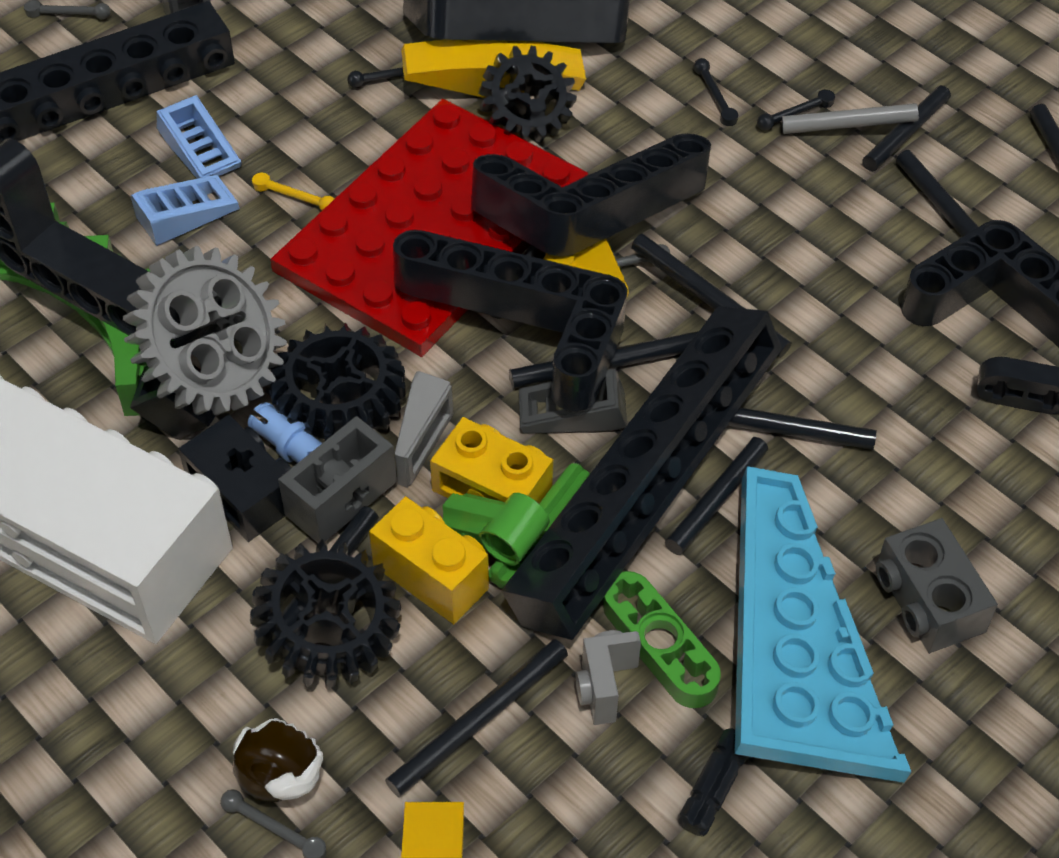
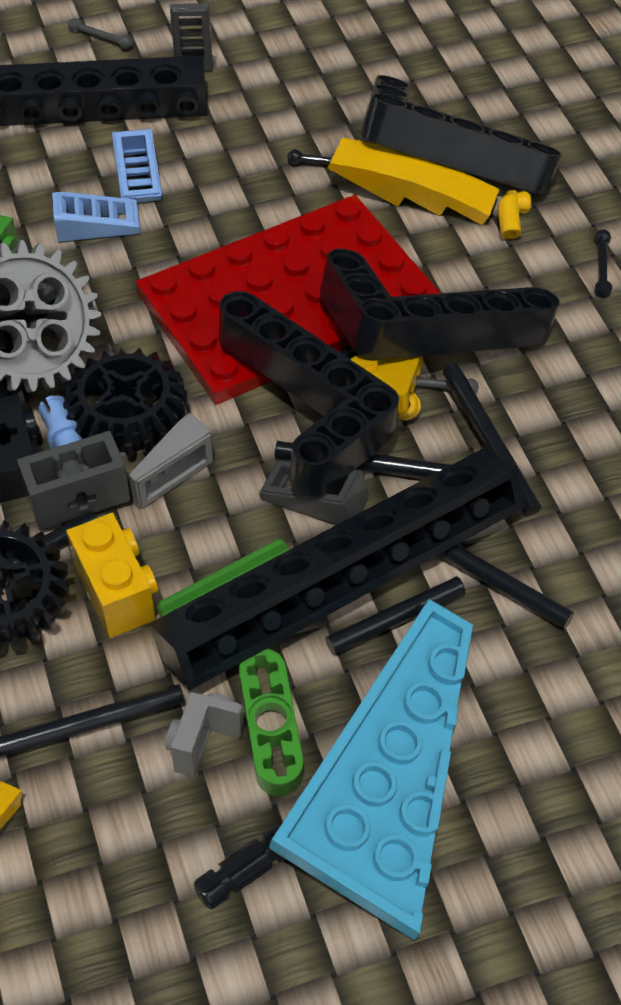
camera: 25 degrees right, 0 degrees up
(262, 182) = (170, 218): yellow hinge -> none
(489, 465) = (206, 520): yellow brick -> none
(501, 527) = (178, 566): bright green piece -> none
(537, 79) = (406, 211): black gear -> none
(602, 63) = (508, 212): none -> yellow arm
(944, 581) = (549, 773): dark grey brick -> none

